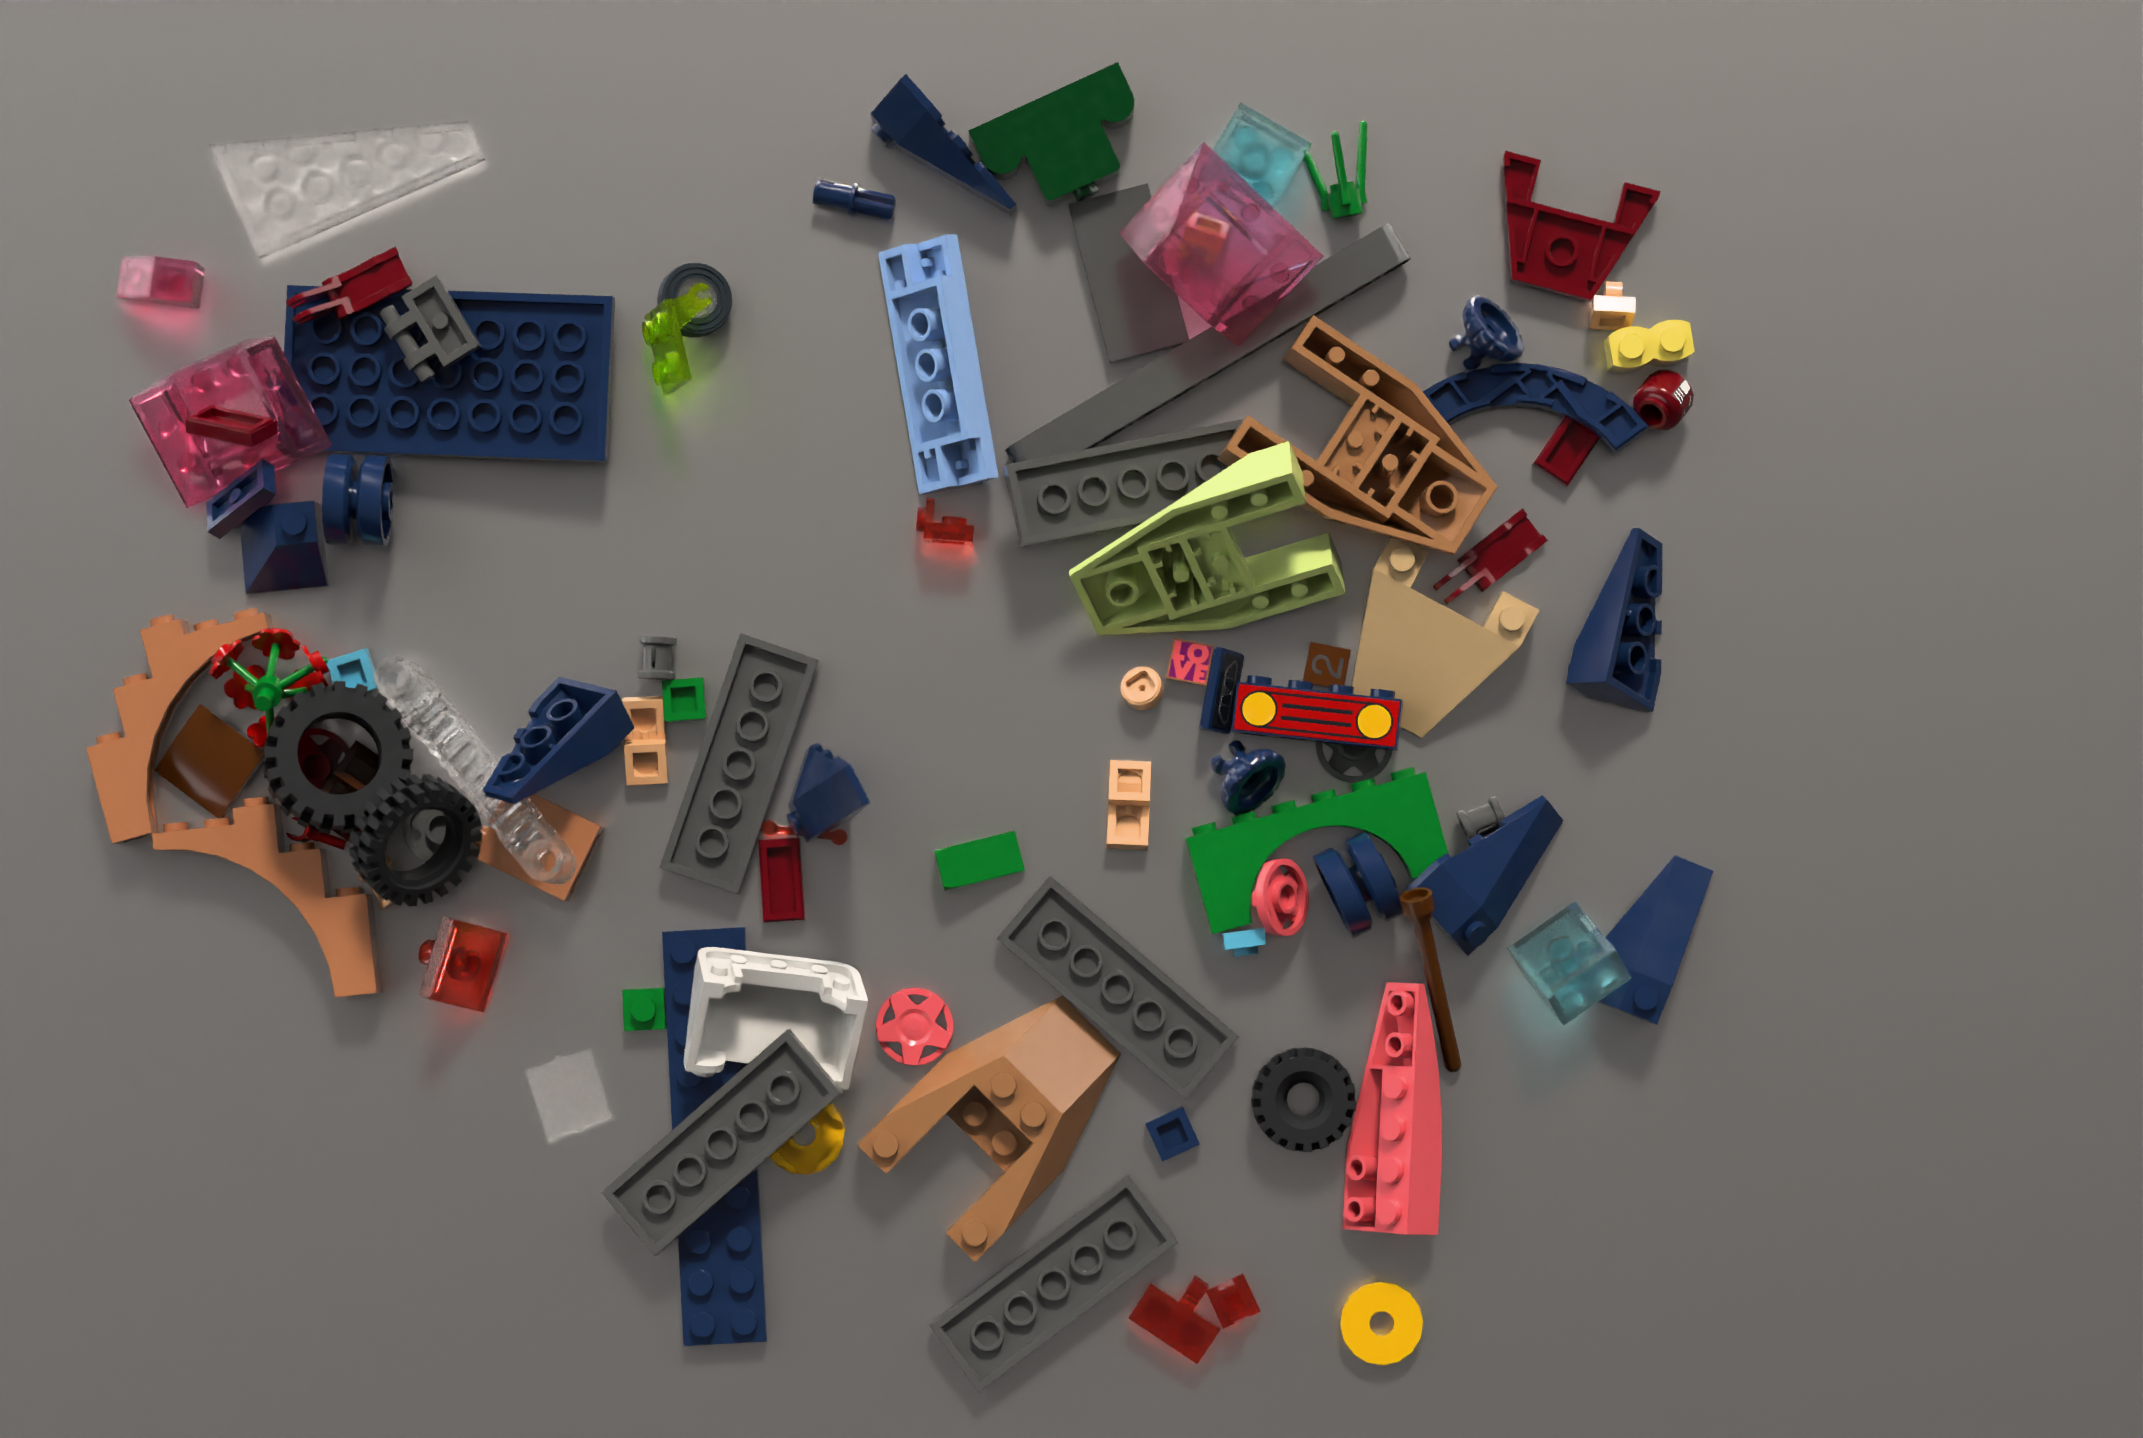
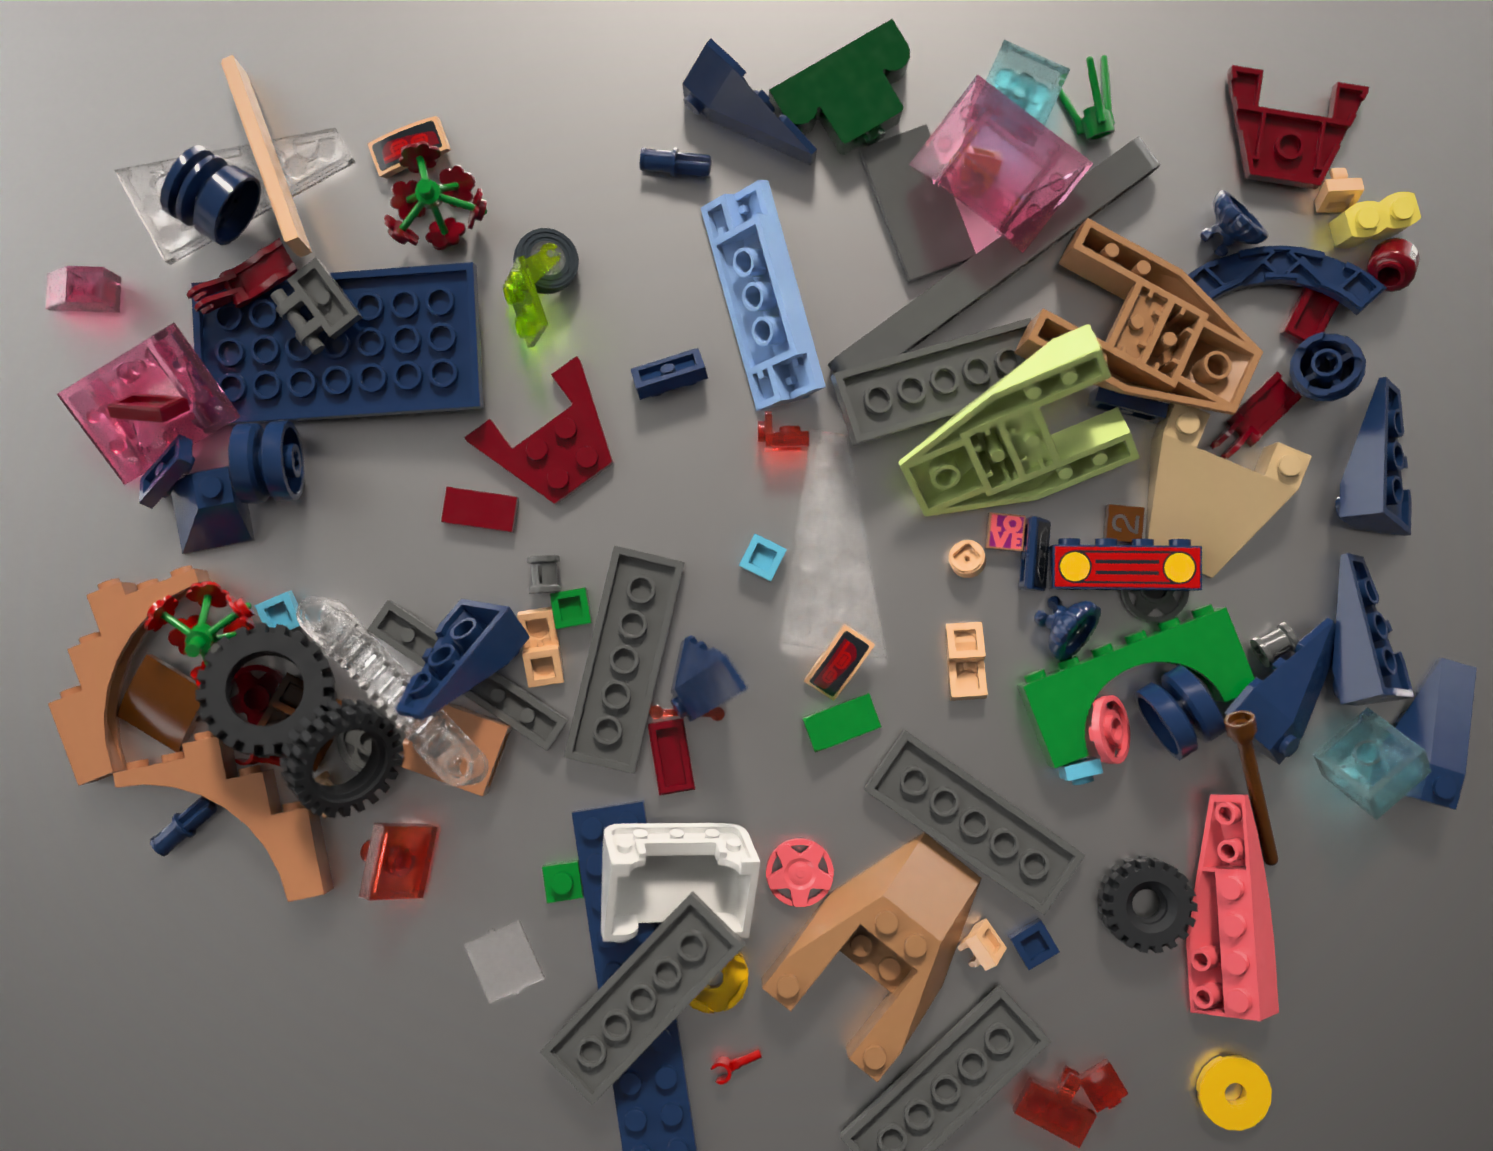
camera: 10 degrees left, 0 degrees up
(221, 902) = (183, 826): none -> dark blue axle
(318, 188) = (210, 195): none -> dark blue wheel
(388, 151) = (266, 157): none -> light nougat tile
(550, 151) = (387, 148): none -> slope
(551, 216) = (416, 196): none -> dark red plant
(586, 788) = (493, 694): none -> dark grey plate
(591, 576) = (480, 509): none -> dark red tile
(690, 520) = (560, 453): none -> dark red wing
(820, 1234) = (734, 1064): none -> red hand
(822, 442) = (669, 373): none -> dark blue plate
(908, 663) = (762, 557): none -> medium azure plate
(983, 692) = (830, 557): none -> clear wing
(983, 791) = (839, 662): none -> slope
(1114, 1126) = (984, 944): none -> light nougat tile
(1352, 535) = (1130, 406): none -> dark blue plate
(1570, 511) = (1327, 367): none -> dark blue cone
(1582, 839) = (1362, 656): none -> dark blue wedge

